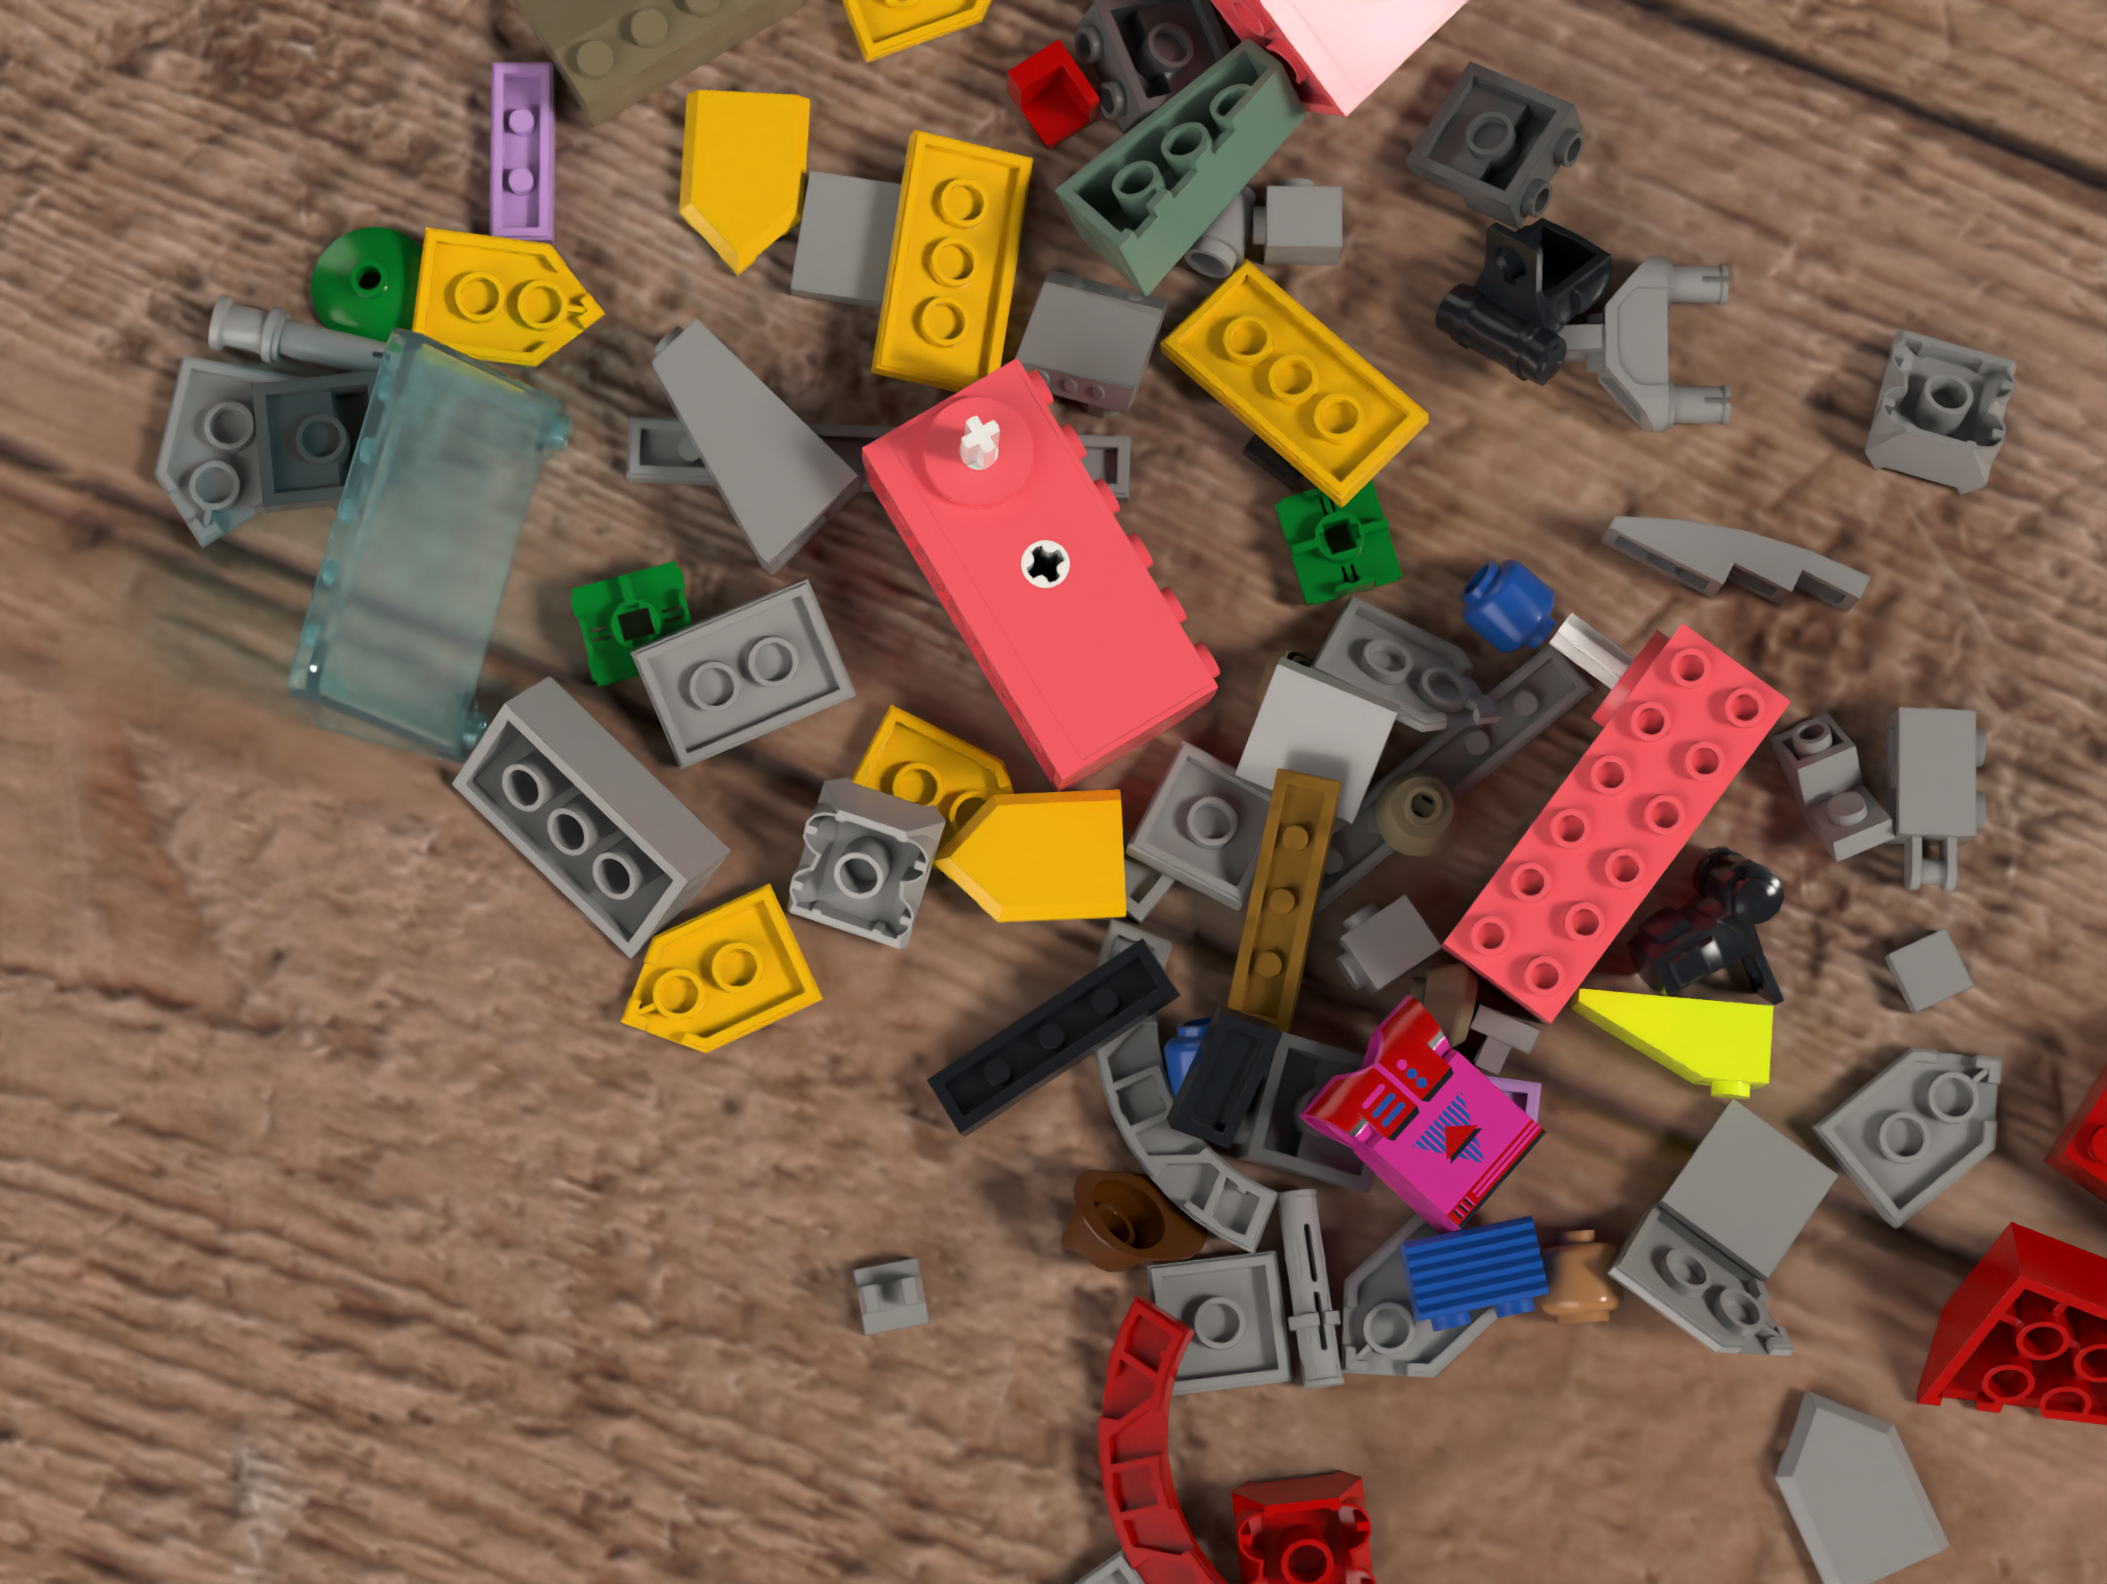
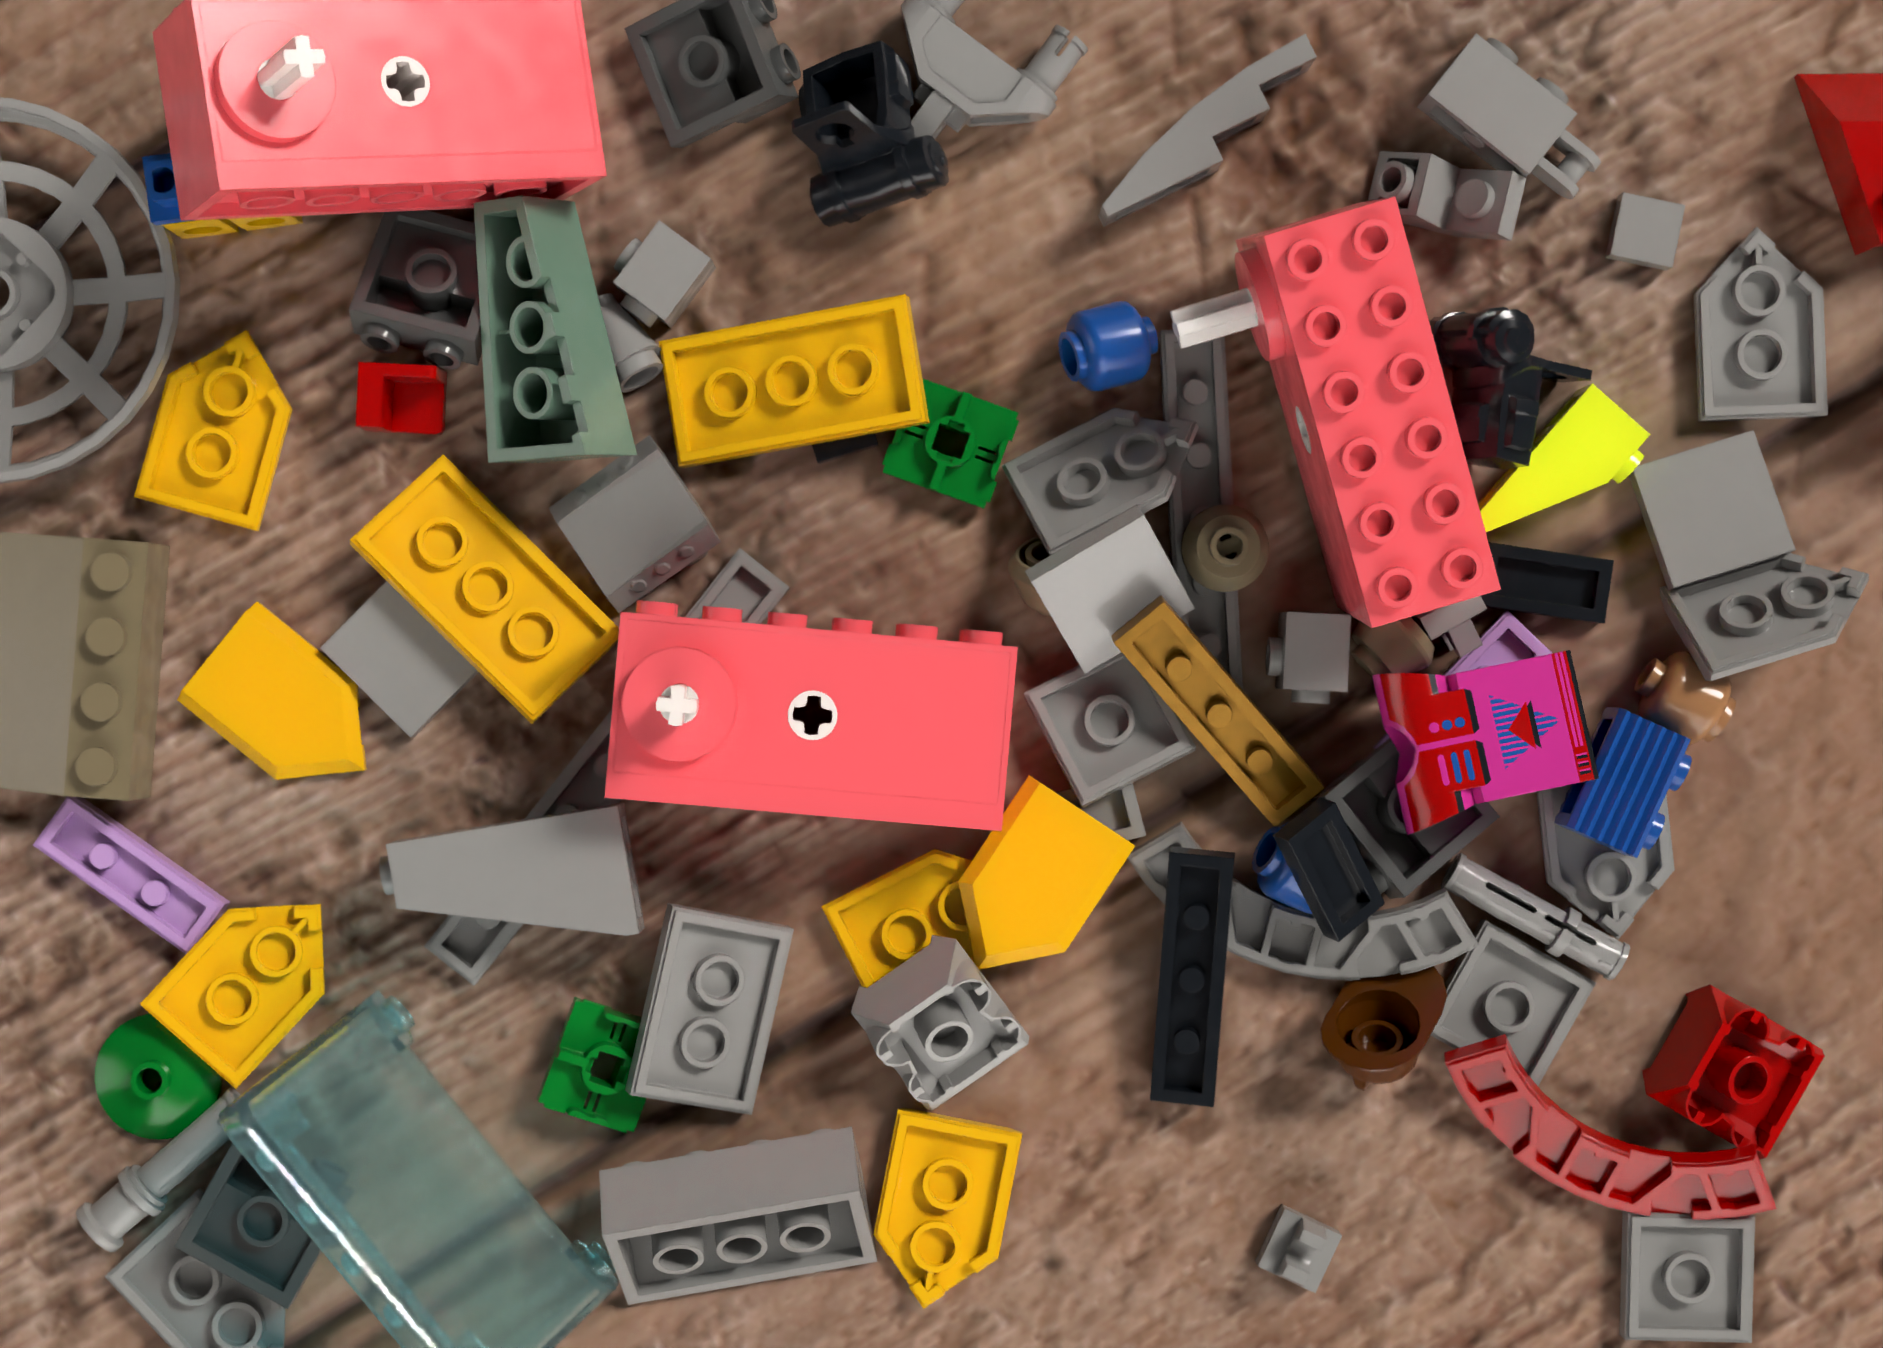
camera: 50 degrees left, 10 degrees up
(1585, 1098) = (1550, 583): none -> black tile

